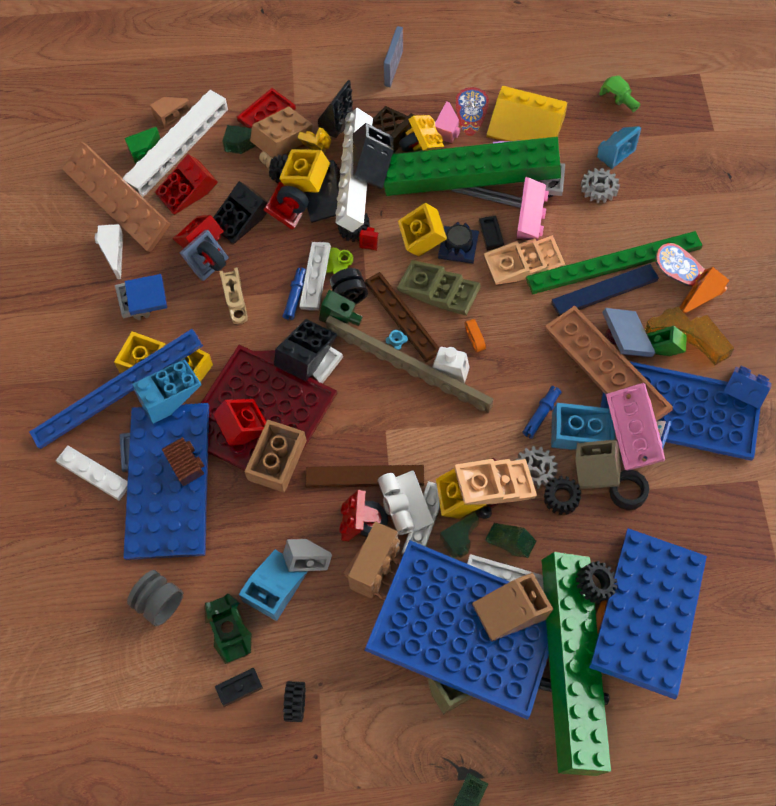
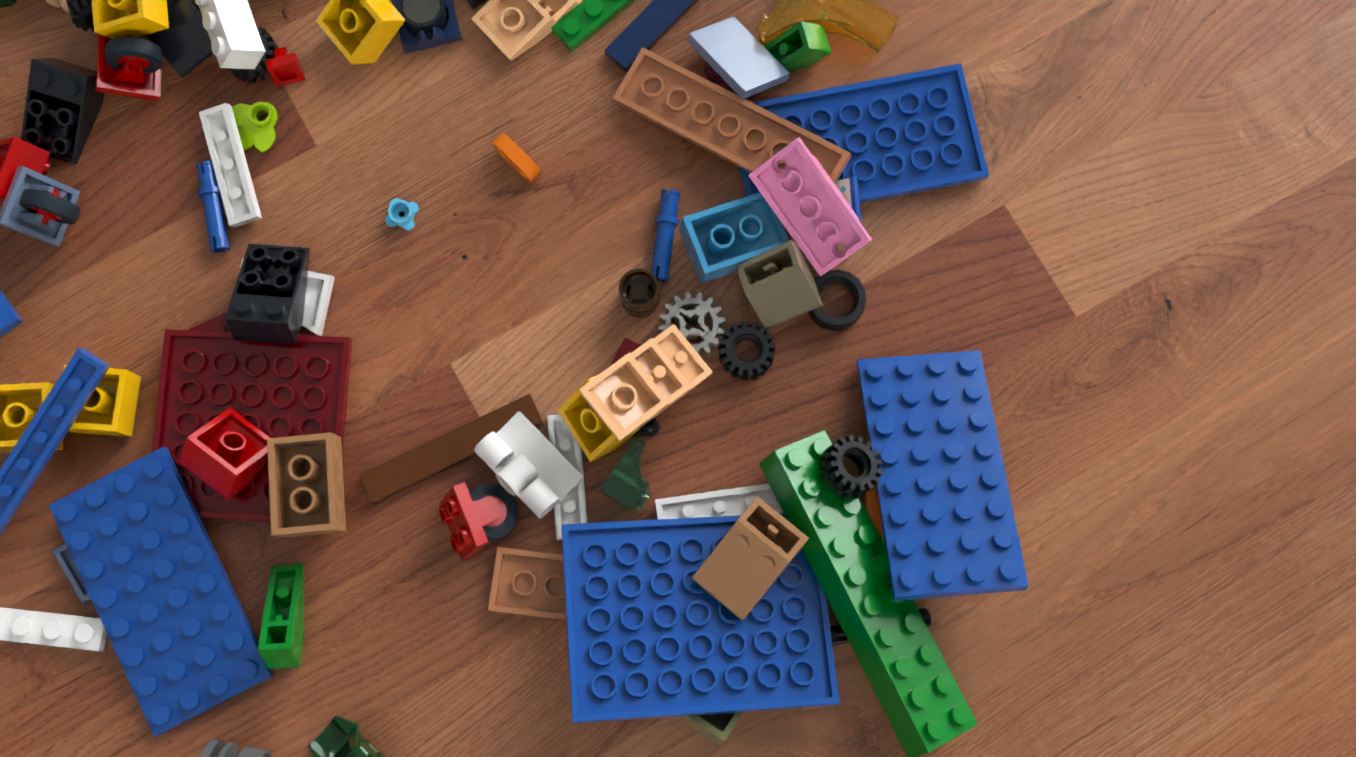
camera: 25 degrees left, 15 degrees up
(166, 390) = (87, 459): dark azure slope -> none
(183, 461) = (170, 557): copper brick -> none
(225, 526) = (283, 618): none -> green slope
(233, 294) = (116, 252): tan piece -> none
(271, 586) = (395, 673): dark azure slope -> none
(305, 556) = (421, 612): light grey slope -> none
(339, 308) = (293, 209): dark green torso -> none
(349, 284) = (290, 163): black wheel -> none
(374, 560) = (525, 578): medium nougat brick -> none
(402, 316) = (394, 172): reddish brown tile -> none
(413, 366) = (446, 247): dark tan plate -> none
(438, 287) = (427, 102): olive slope -> none
(452, 363) = (500, 222): white torso -> none
(512, 539) = (703, 450): clear green arch -> none
(513, 435) = (639, 293): none -> dark brown wheel
(748, 387) = (941, 69): blue bracket -> none

